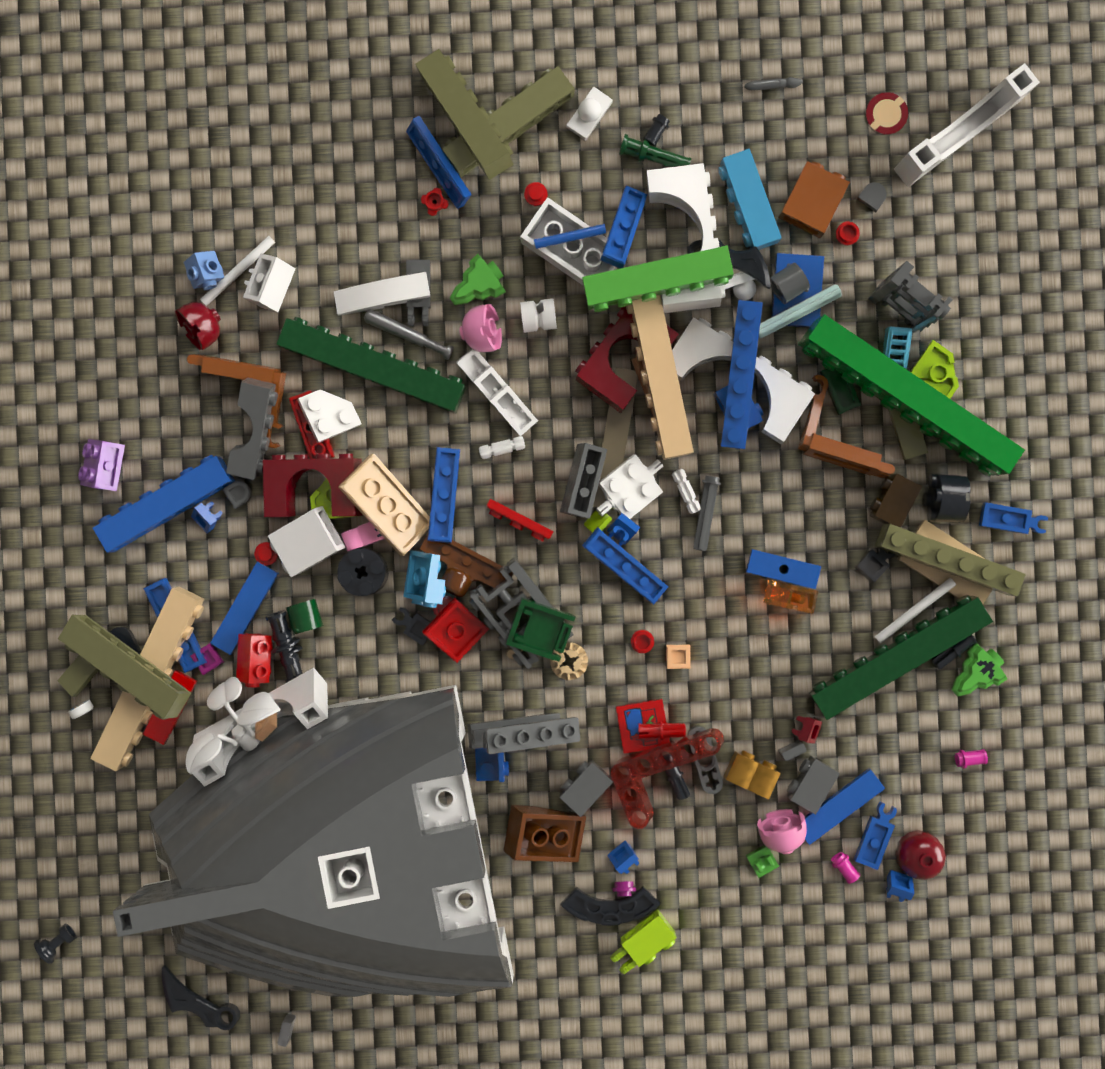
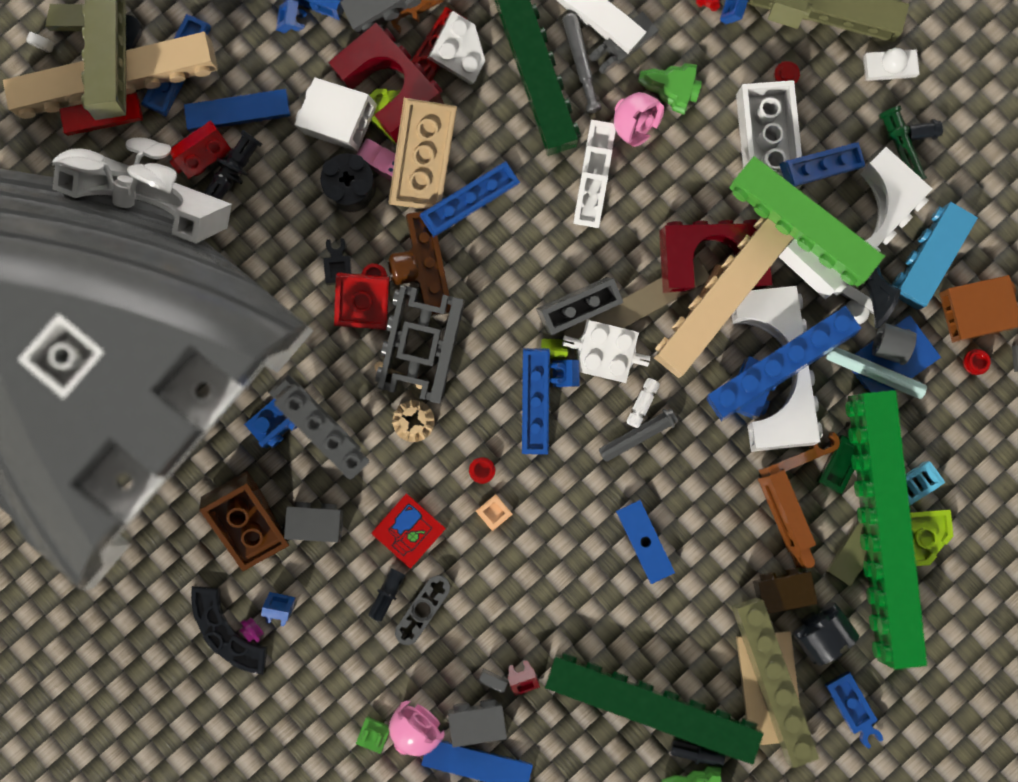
camera: 50 degrees right, 5 degrees down
(212, 657) = (173, 116): magenta tile -> none
(238, 493) = (331, 29): dark grey tile -> none
(265, 555) = (296, 91): red plate -> none
(265, 727) = (149, 201): light nougat tile -> none
(304, 616) = (270, 164): dark green piece -> none
(422, 579) = (378, 239): dark azure plate -> none
(502, 447) = (550, 216): white axle -> none
(519, 521) = (500, 279): red tile -> none
(538, 315) = (688, 155): white wheel -> none
(543, 631) = (423, 373): dark green container -> none
(570, 236) = (777, 124): blue bar -> none
(645, 941) = (218, 688): lime hinge -> none
(658, 764) = (385, 568): clear red beam -> none
(662, 730) = (417, 549): red axle -> none
(751, 774) = (442, 661): pearl gold brick -> none
(790, 596) = (627, 567): clear orange slope -> none
(874, 564) = (715, 618): black plate -> none
(911, 298) = (972, 455): dark grey fence -> none
(915, 610) = (705, 689): white bar -> none

